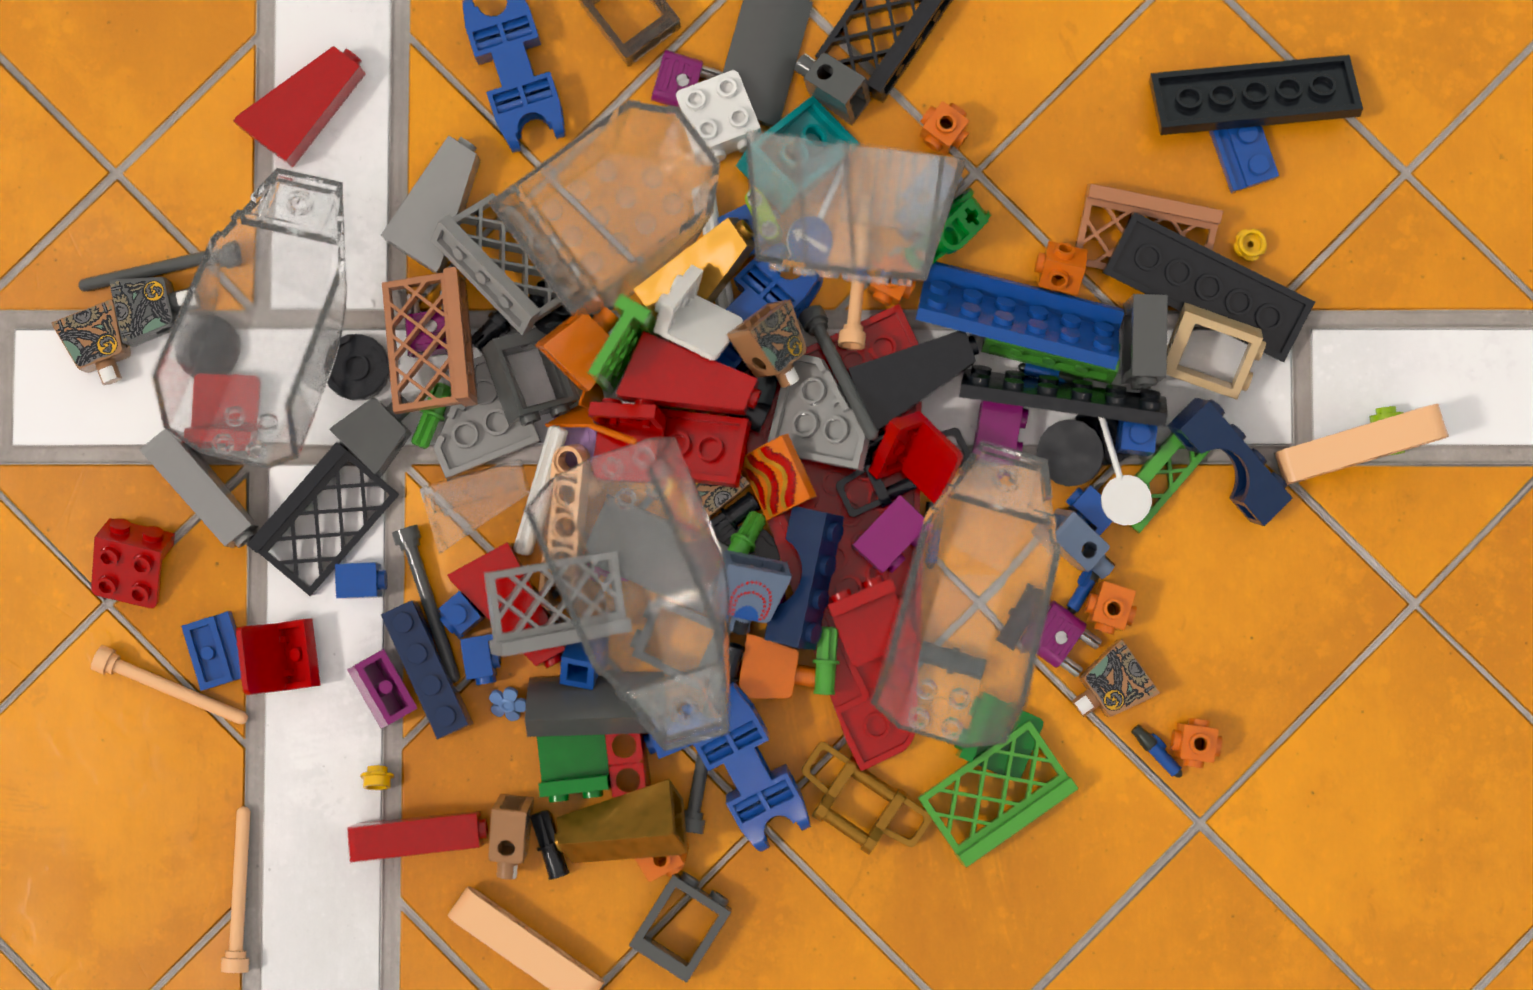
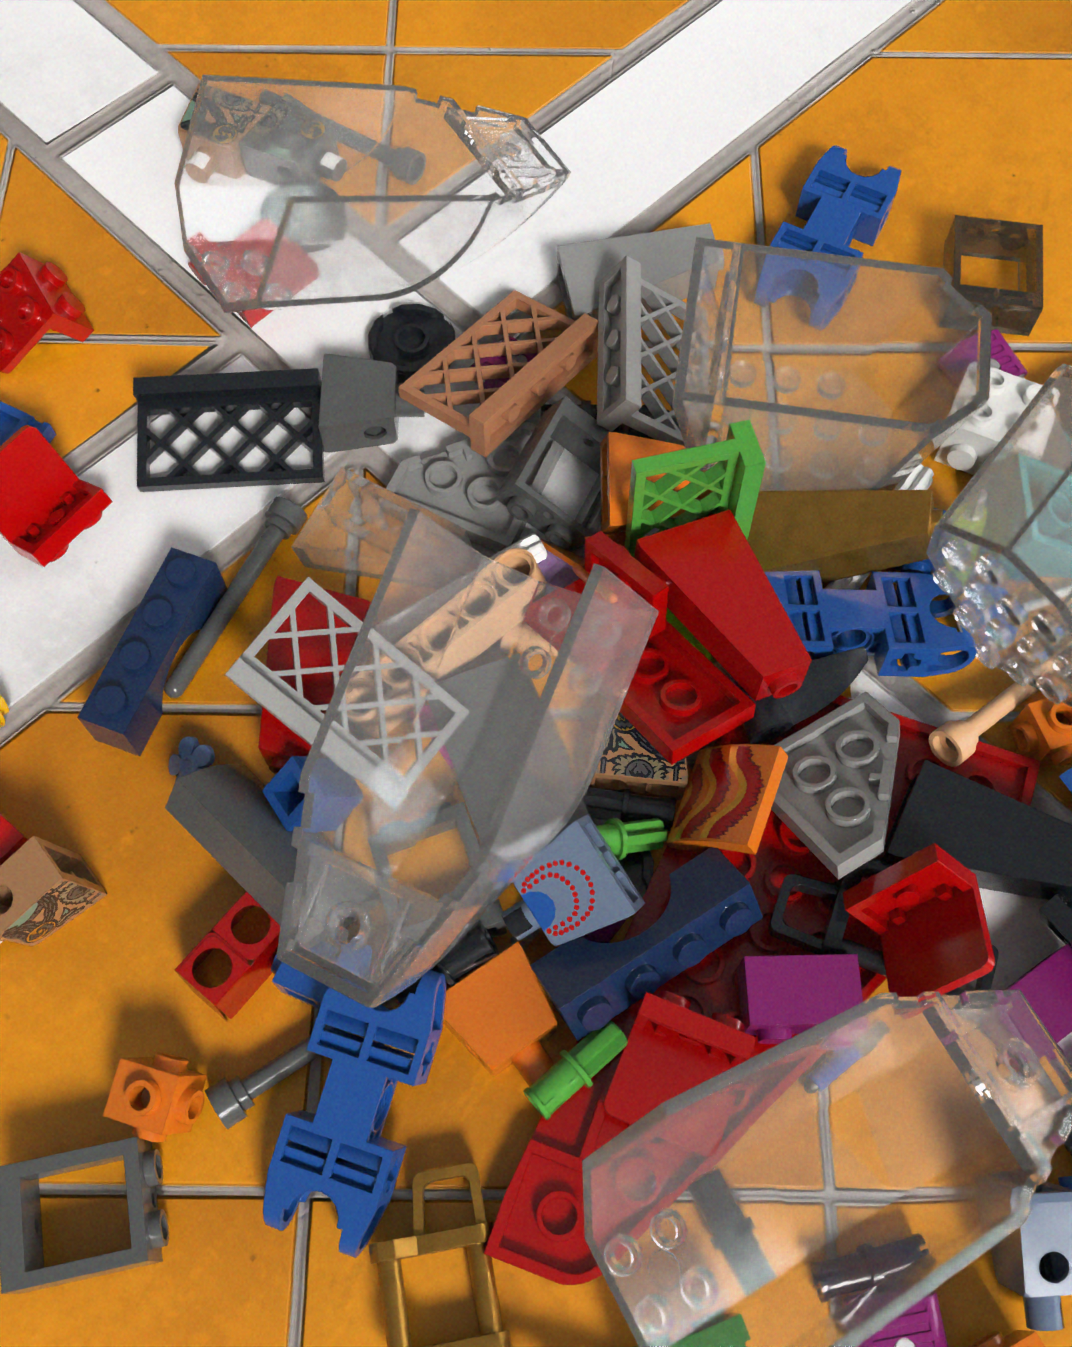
camera: 45 degrees right, 20 degrees down
(200, 488) = (156, 297): light grey slope -> none
(302, 105) = (606, 112): red slope -> none
(360, 580) = (194, 511): blue brick -> none
(382, 688) = (90, 622): magenta brick -> none
(430, 418) = (423, 439): bright green axle -> none
(460, 615) = (241, 625): blue brick -> none
(478, 660) = (211, 696): blue brick -> none
(552, 857) = (59, 960): black axle -> none
(573, 766) = (175, 894): green bracket -> none
(626, 827) = (152, 1021): pearl gold slope -> none
(692, 319) = (787, 534): white bracket -> none
(771, 342) = (860, 648): torso -> none
(815, 323) = (921, 696): dark grey piece -> none
(1085, 584) = (998, 1313): blue piece -> none

